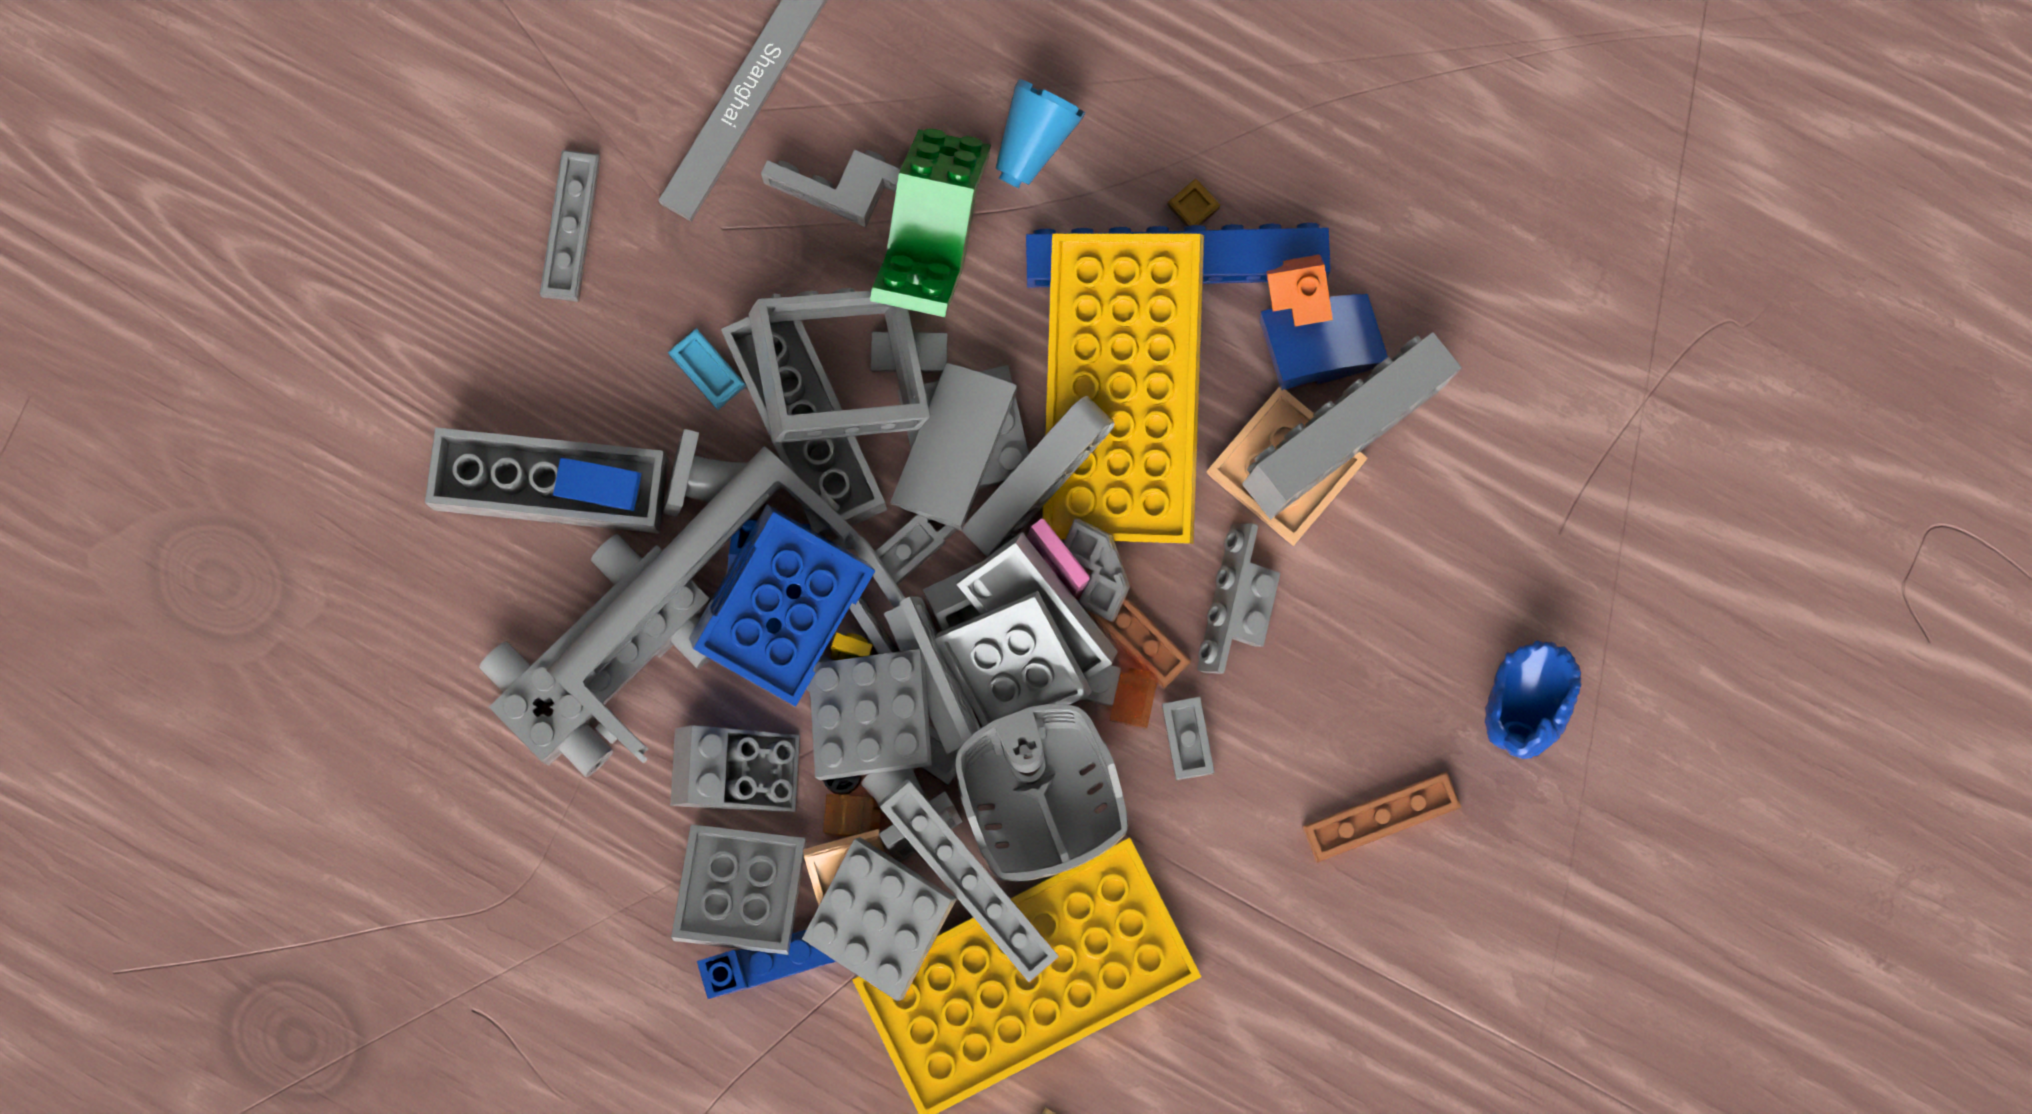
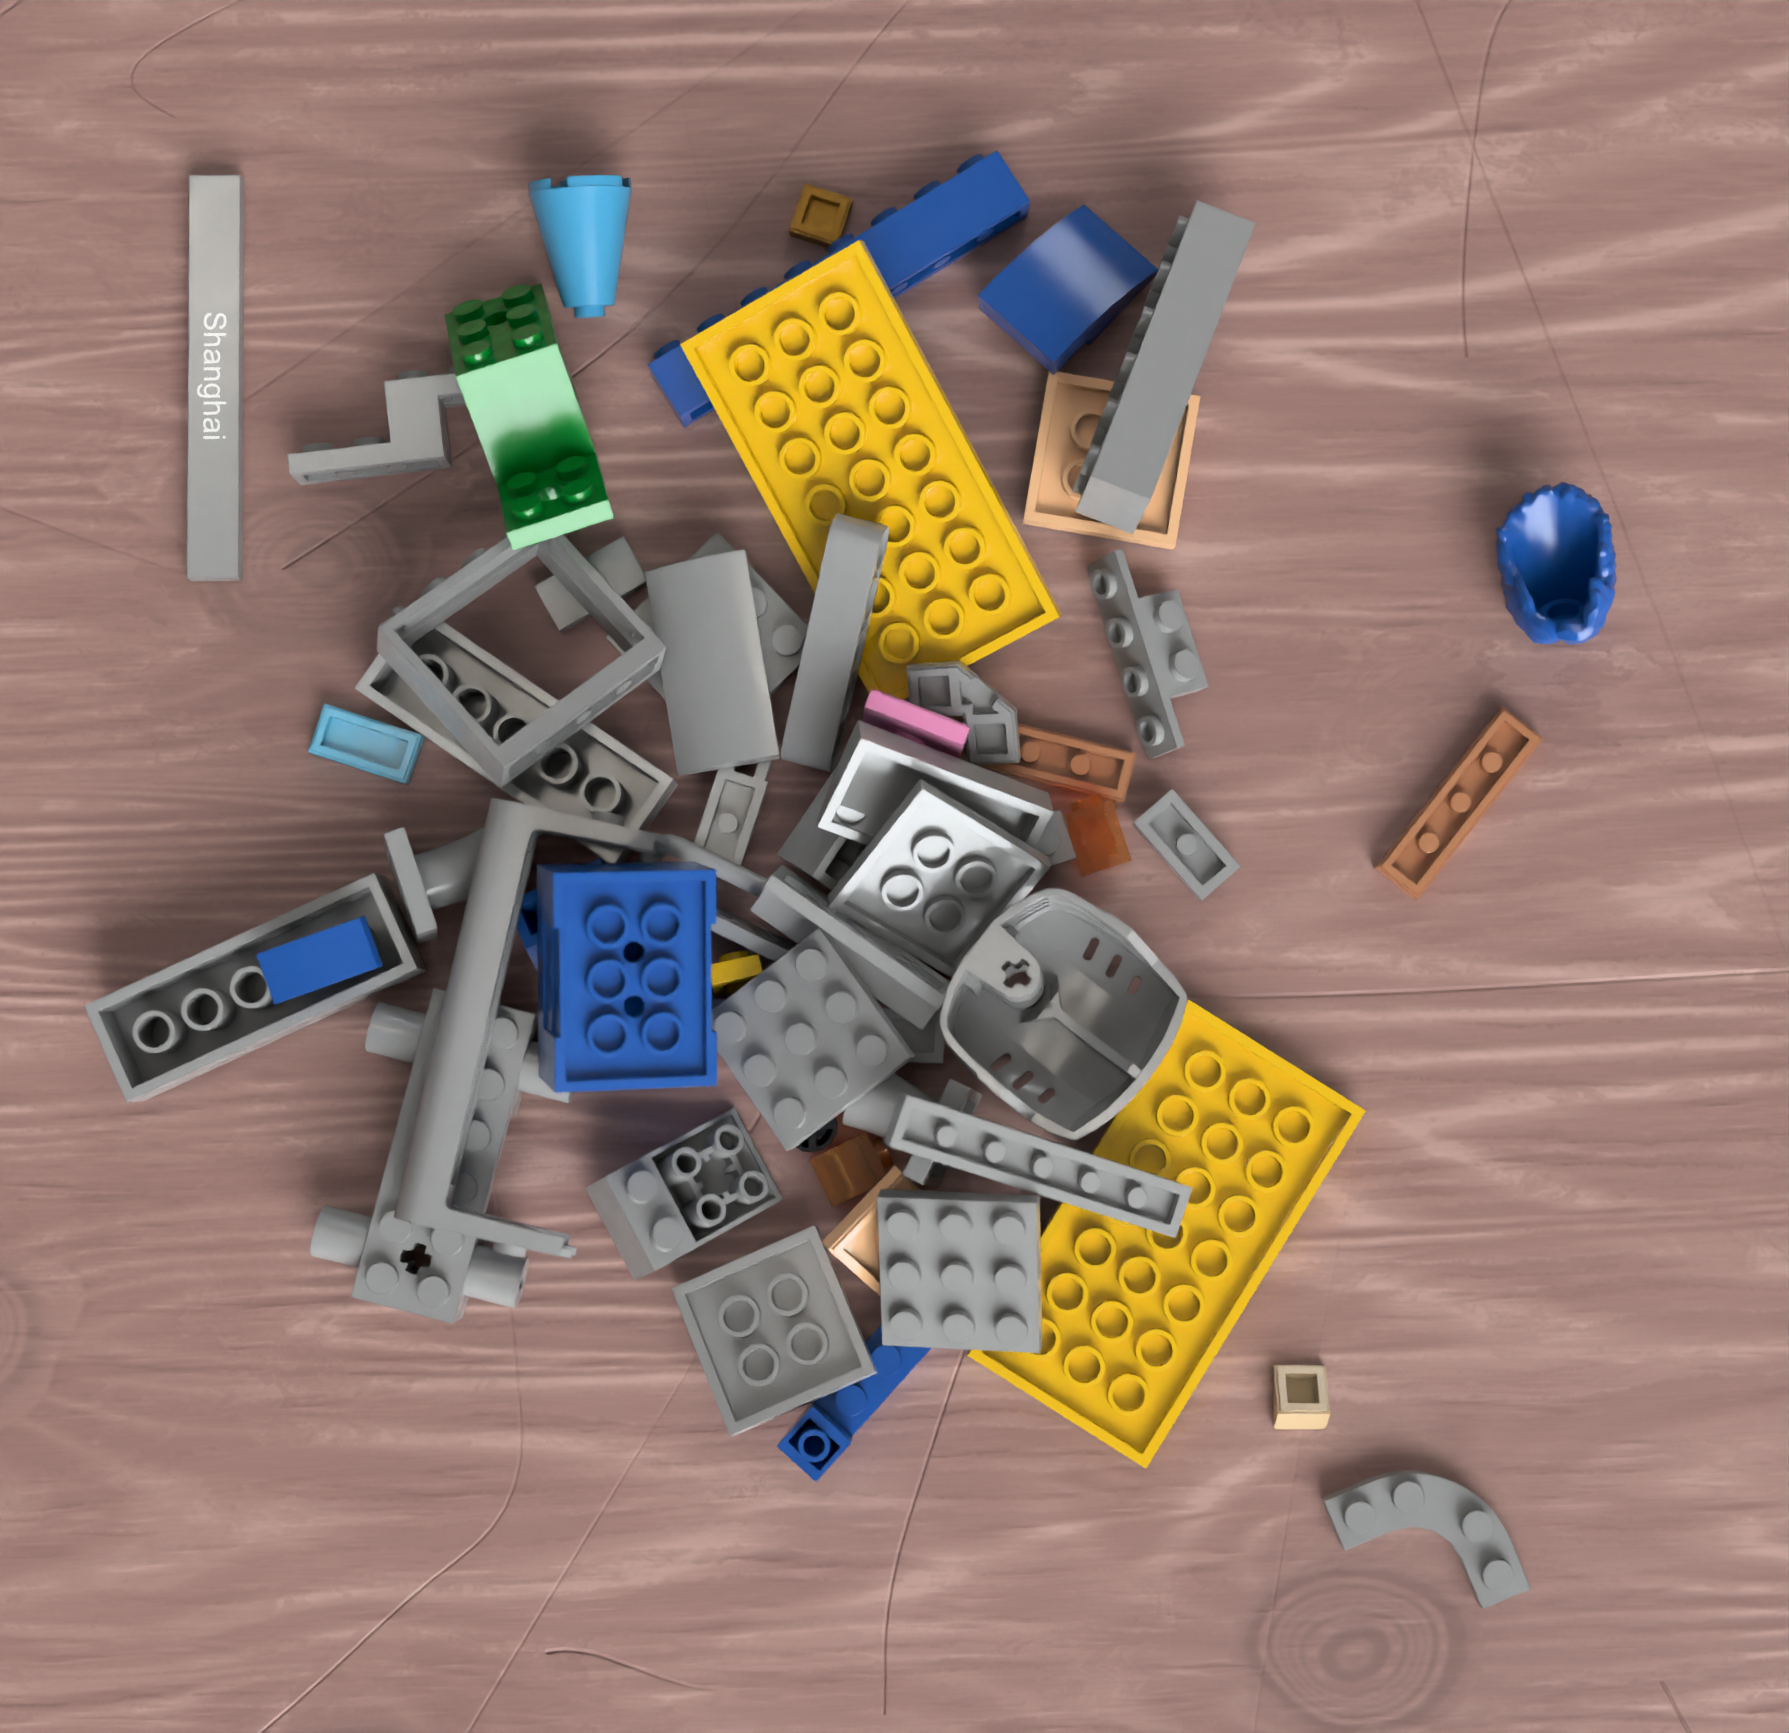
camera: 35 degrees left, 5 degrees up
(570, 225) = (100, 669): light grey tile -> none
(1303, 288) = (1014, 238): orange brick -> none

